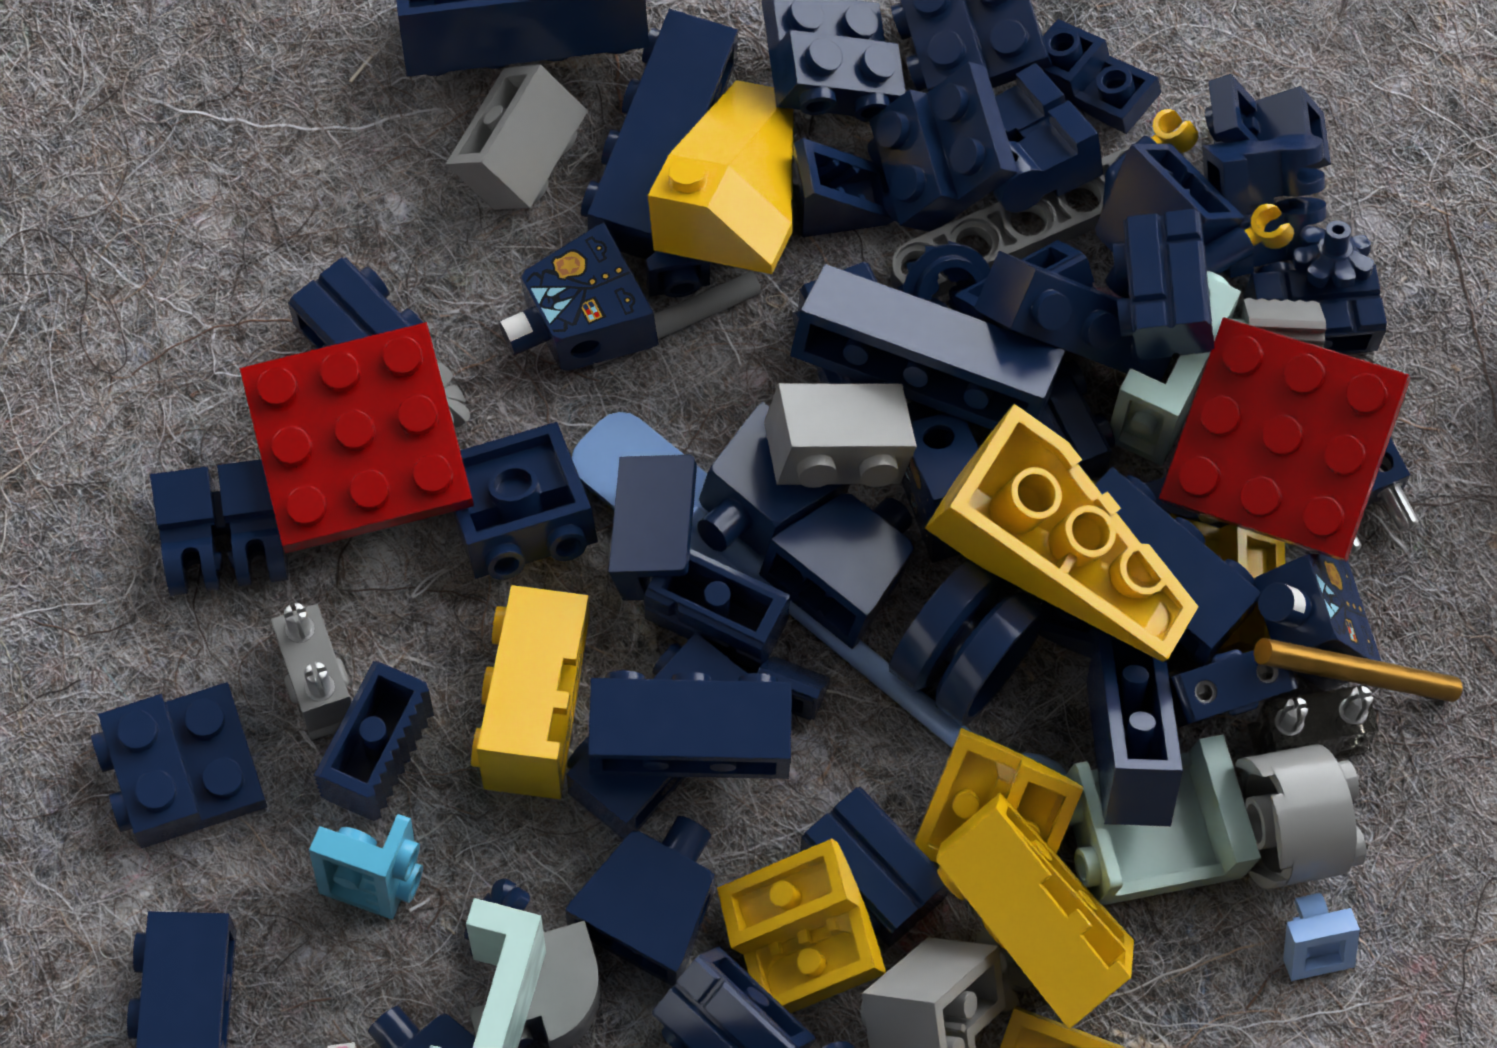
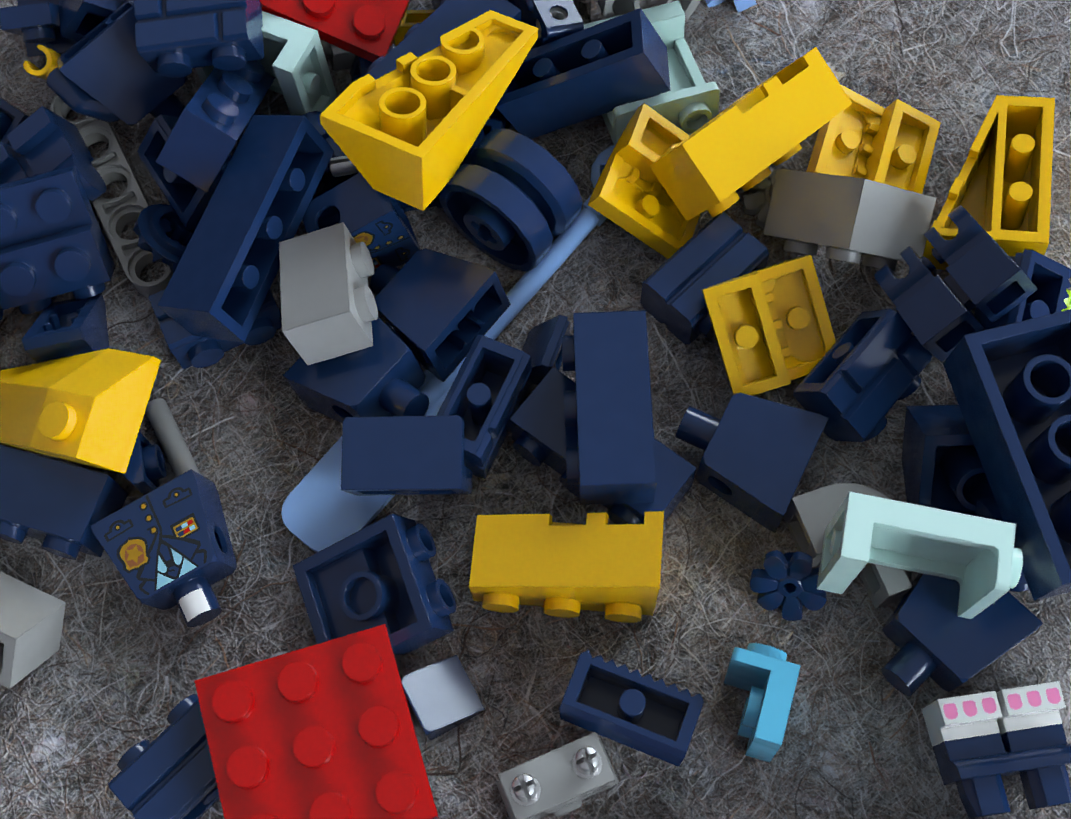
camera: 85 degrees left, 0 degrees up
(410, 567) = (441, 696): none -> slope

